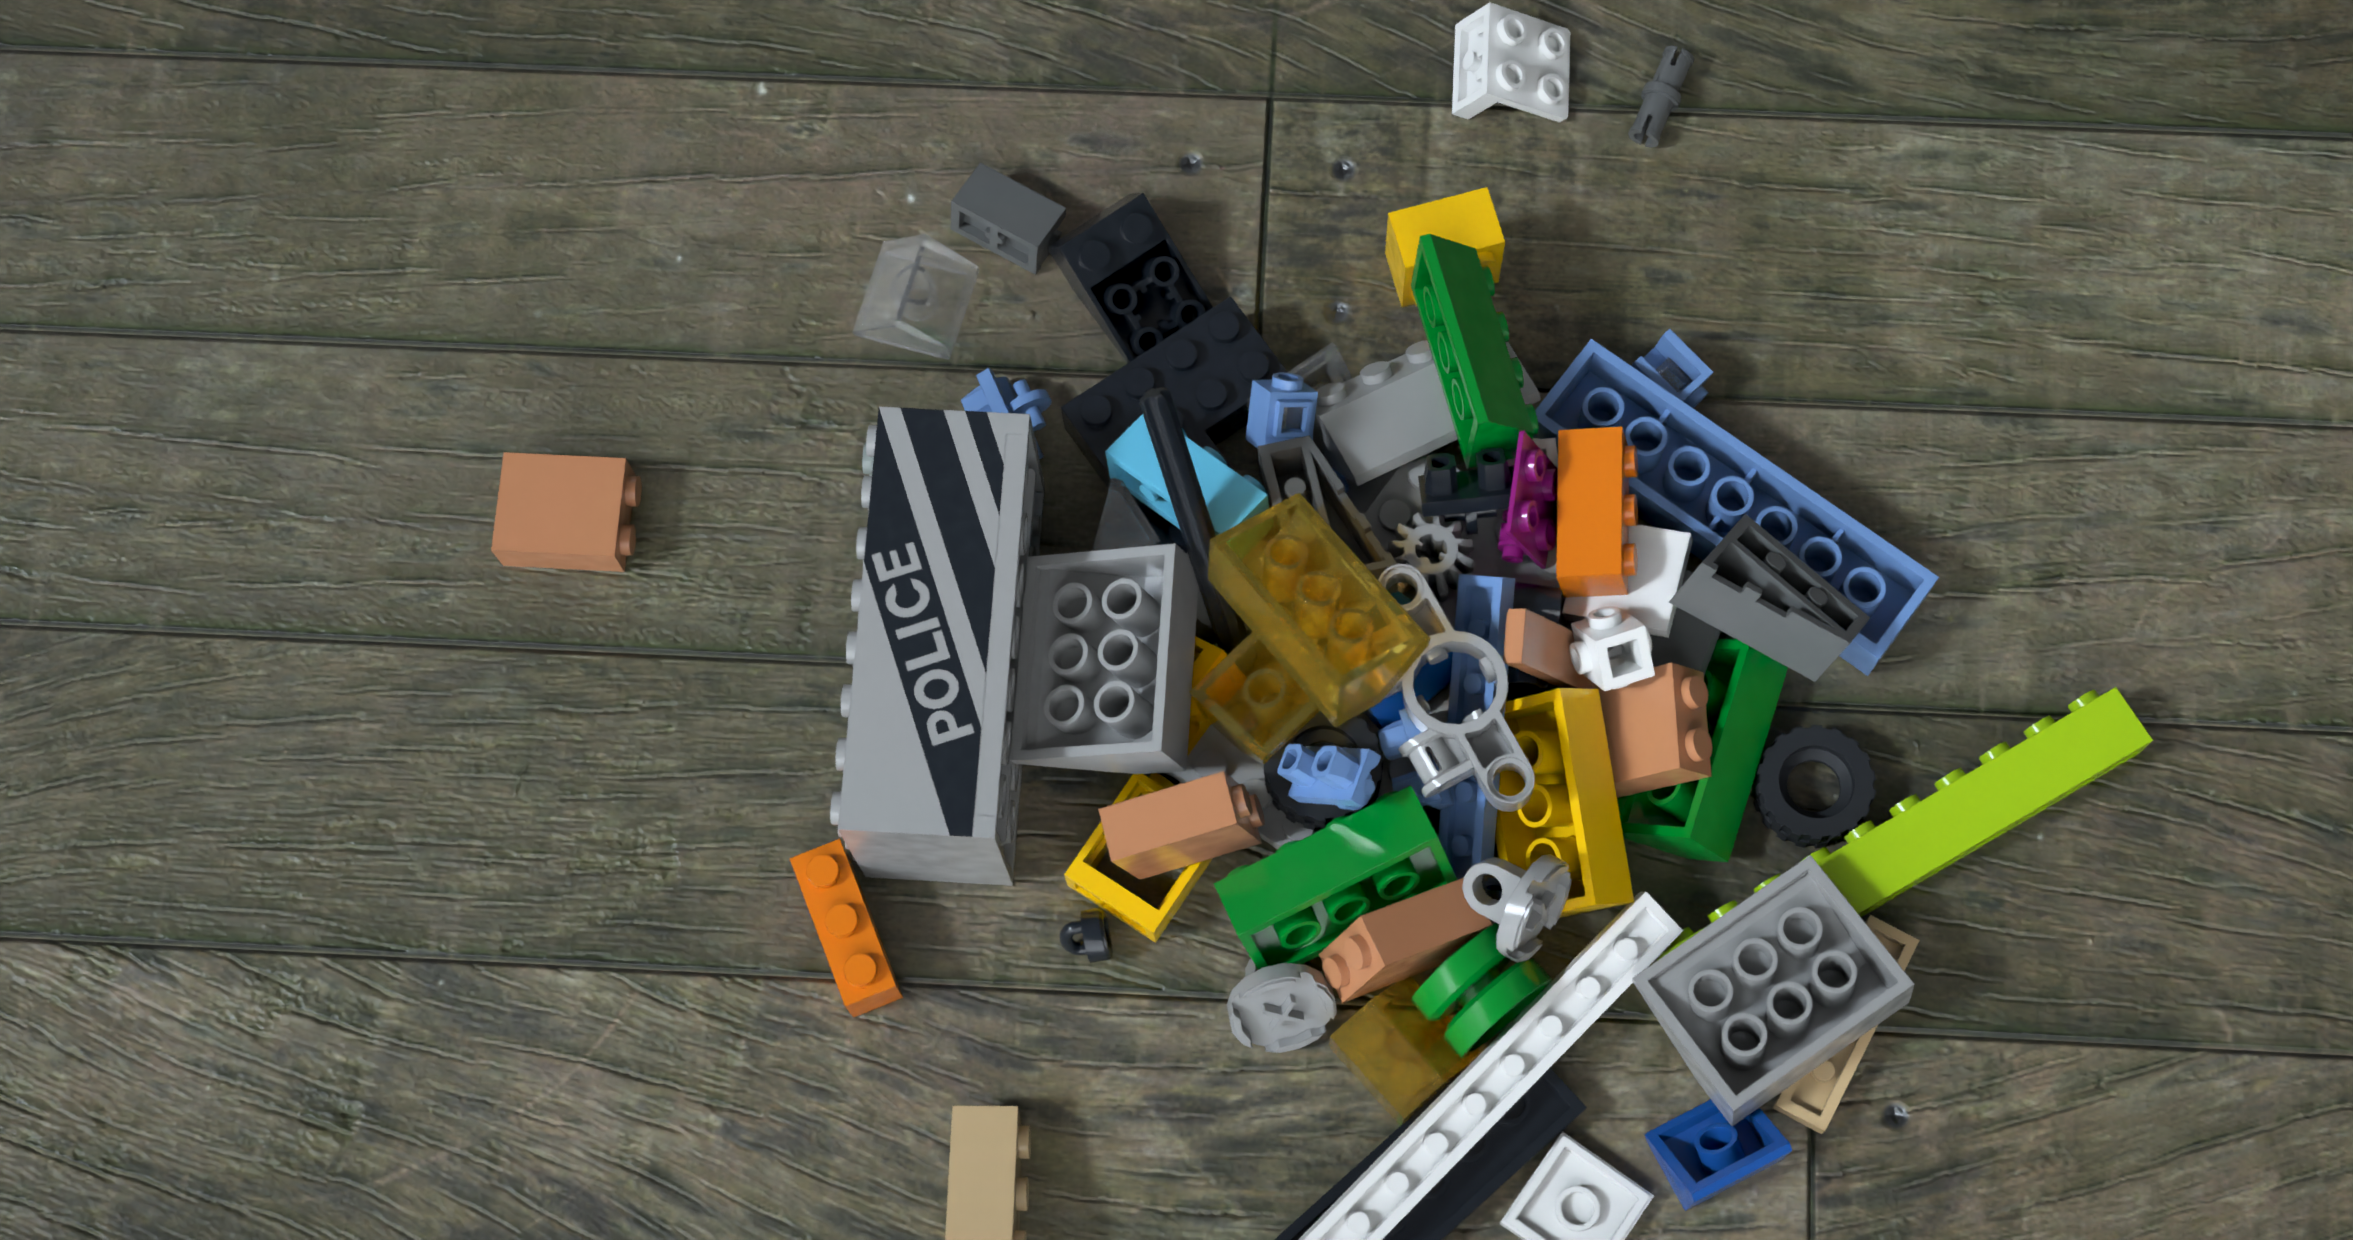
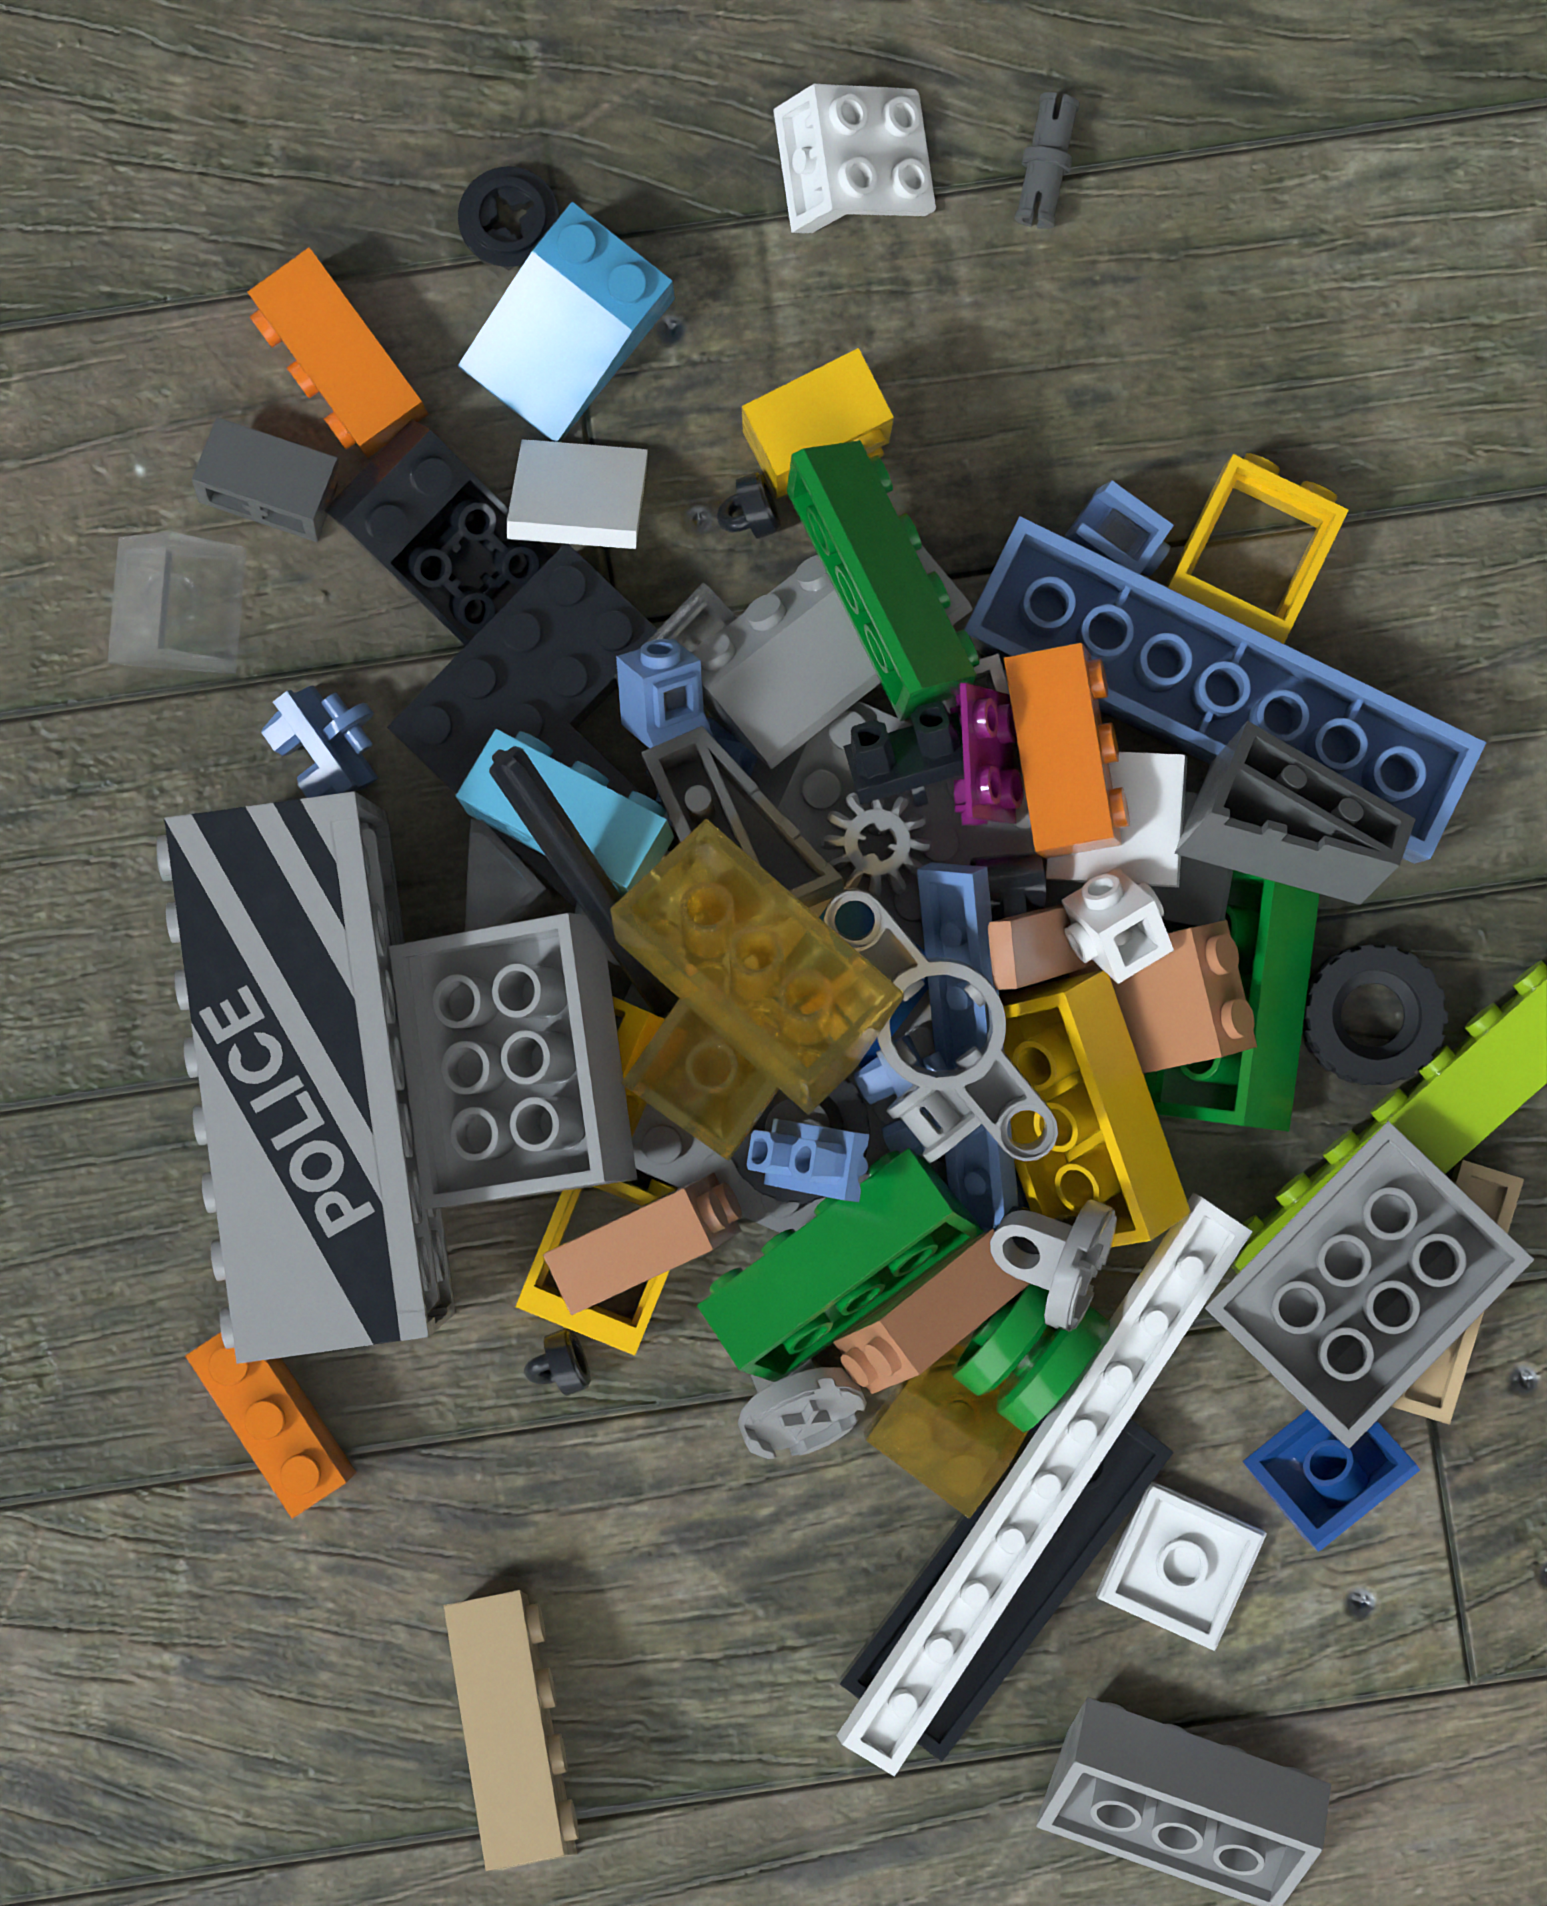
camera: 20 degrees left, 15 degrees up
(1080, 135) = (334, 354): none -> orange brick
(1246, 48) = (479, 212): none -> black gear
(1246, 267) = (577, 494): none -> white tile
(1265, 146) = (567, 323): none -> slope
(1382, 305) = (758, 508): none -> black tile
(1791, 359) = (1305, 502): none -> yellow window

